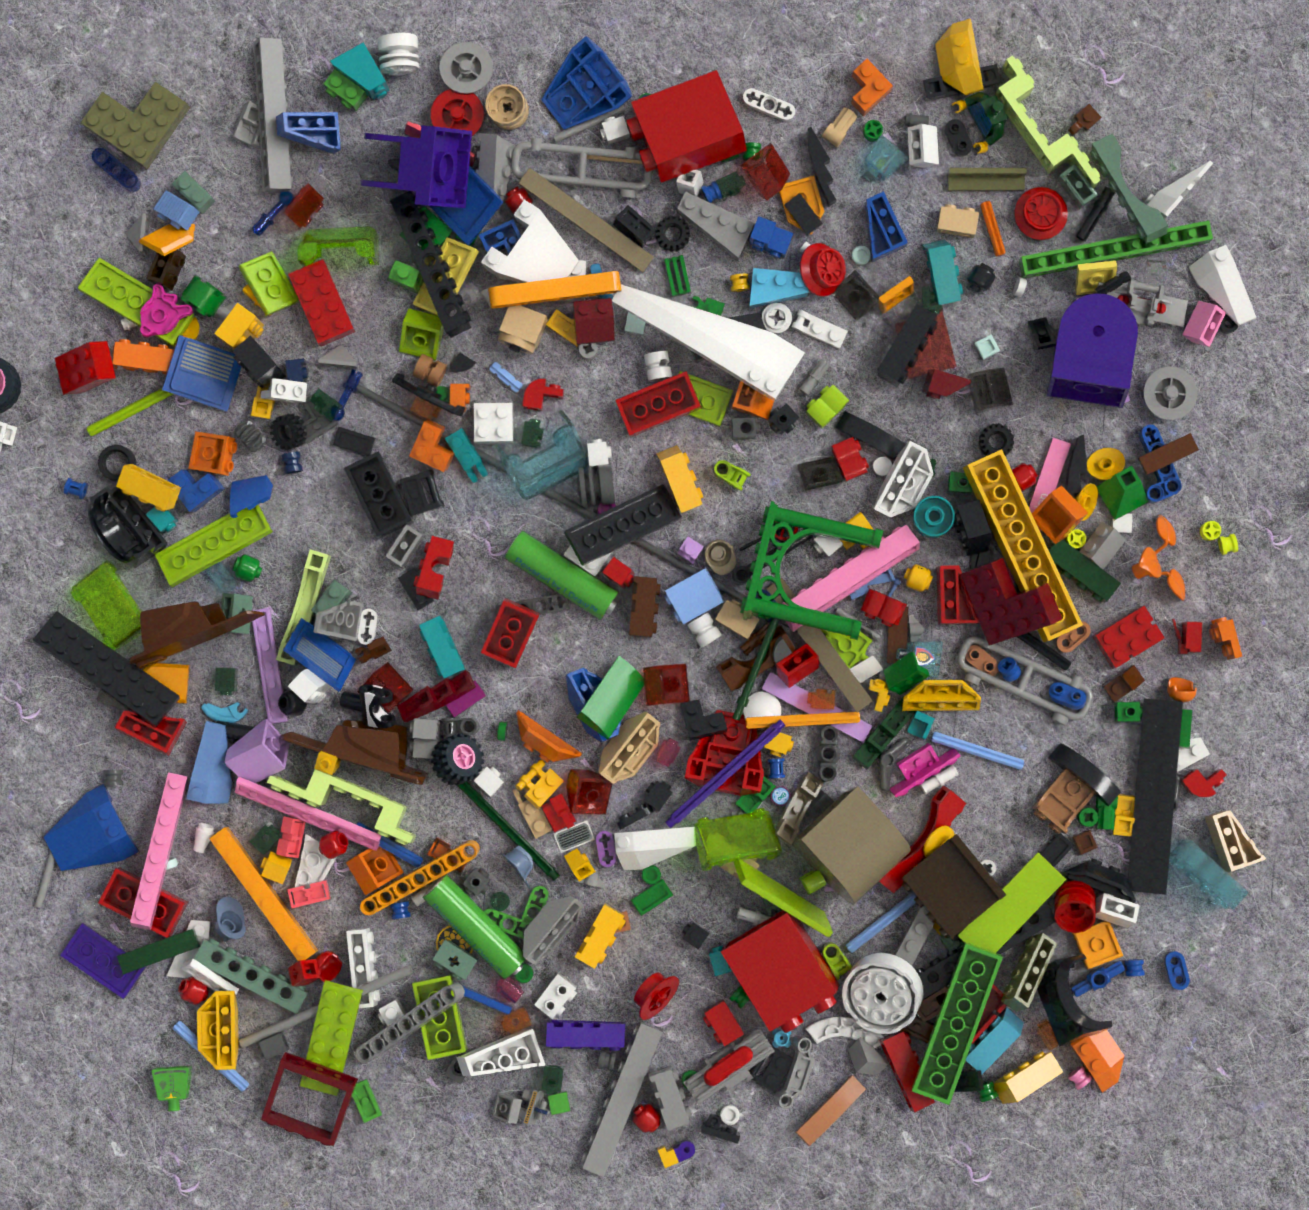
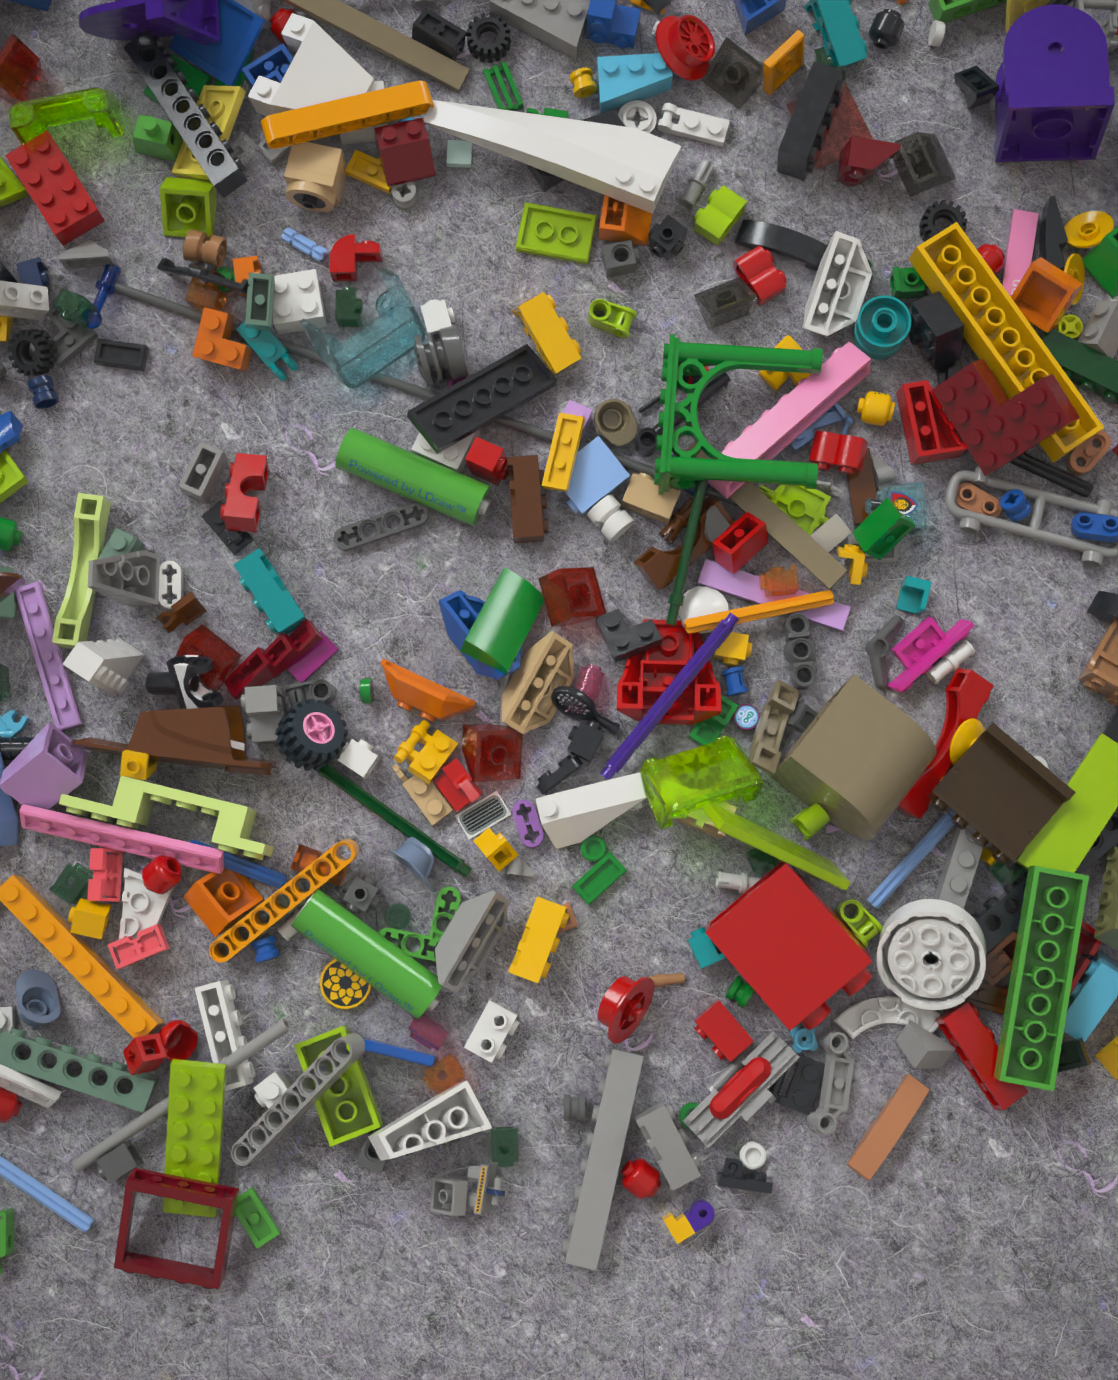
camera: 10 degrees left, 5 degrees down
(219, 1030) = (41, 1152): yellow wedge -> none
(291, 704) = (83, 697): black head -> none
(320, 654) = (108, 624): blue piece -> none
(366, 490) = (144, 410): black brick -> none
(415, 494) = (209, 408): black plate -> none
(450, 949) = (339, 991): sand green brick -> none
(462, 363) = (246, 236): black tile -> none
(467, 426) = (260, 301): none -> sand green brick
(510, 633) = (357, 559): red brick -> none
(524, 974) = (445, 1009): green tile -> none
(559, 1103) = (518, 1177): bright green tile -> none
(585, 1034) = (539, 1076): dark purple wedge -> none
(657, 366) = (496, 199): white wheel -> none
(658, 404) = (504, 242): red brick -> none
(659, 769) = (591, 715): none -> black piece
(676, 577) = (563, 452): none -> yellow plate
(685, 978) = (662, 980): none -> medium nougat piece
(695, 934) = (664, 918): black brick -> none
(826, 544) = (750, 384): white brick -> none
(861, 255) = (730, 27): light aqua tile -> none
(882, 466) = (803, 279): white tile -> none
(882, 735) = (868, 613): dark green slope -> none
(941, 696) = (936, 550): yellow wedge -> none
(977, 750) = (993, 617): light blue axle -> none
(987, 347) = (908, 114): light aqua tile -> none
(988, 1092) = (1096, 1068): green wheel -> none

